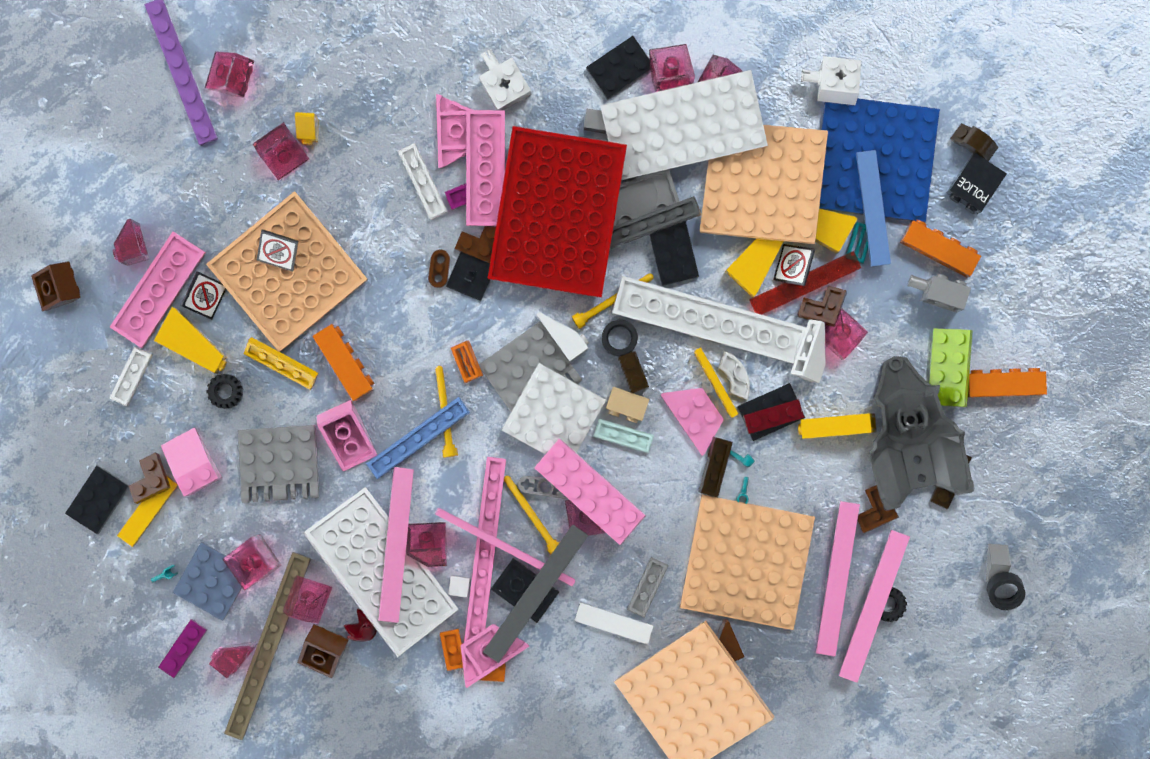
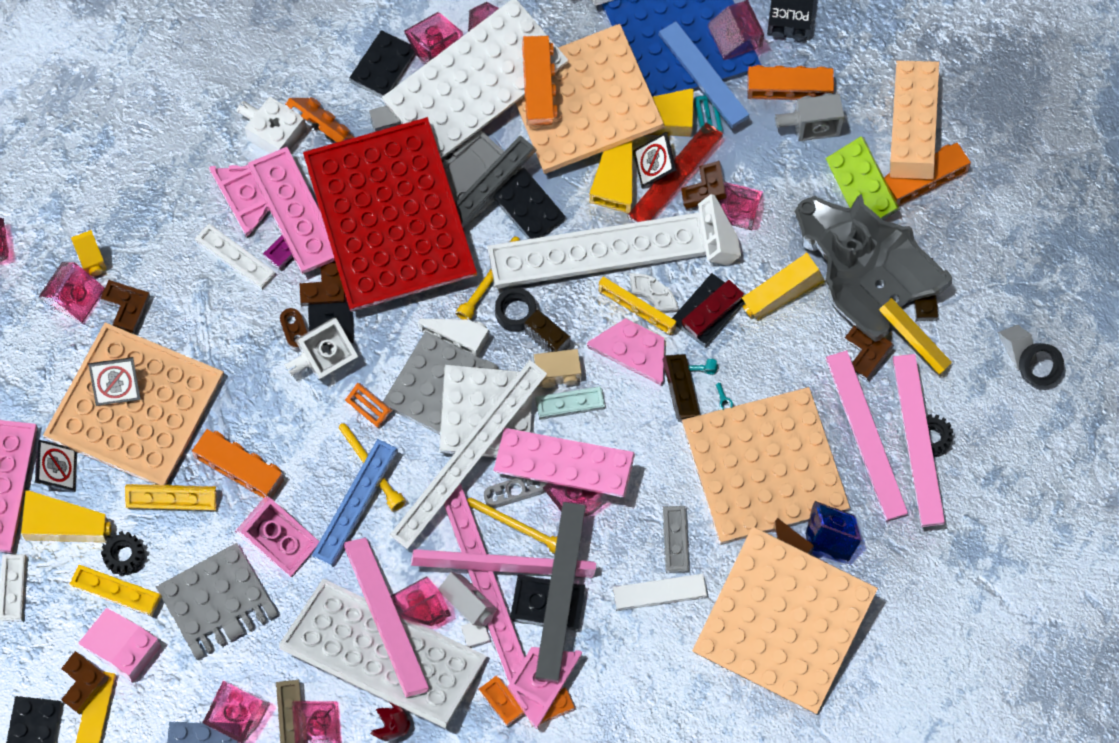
camera: 30 degrees left, 20 degrees down
(206, 418) = (115, 590): none -> yellow tile
(323, 182) = (130, 303): none -> reddish brown plate
(443, 302) = (312, 355): none -> white brick
(464, 561) = (467, 599): none -> light grey brick
(521, 446) = (467, 454): none -> white plate
(542, 87) = (326, 120): none -> orange wing
(732, 155) = (537, 80): none -> orange brick
(768, 645) = (833, 531): none -> clear blue slope
(920, 183) = (736, 30): none -> clear pink slope
(920, 518) = (915, 336): none -> yellow tile
(1022, 335) = (914, 120): none -> light nougat brick

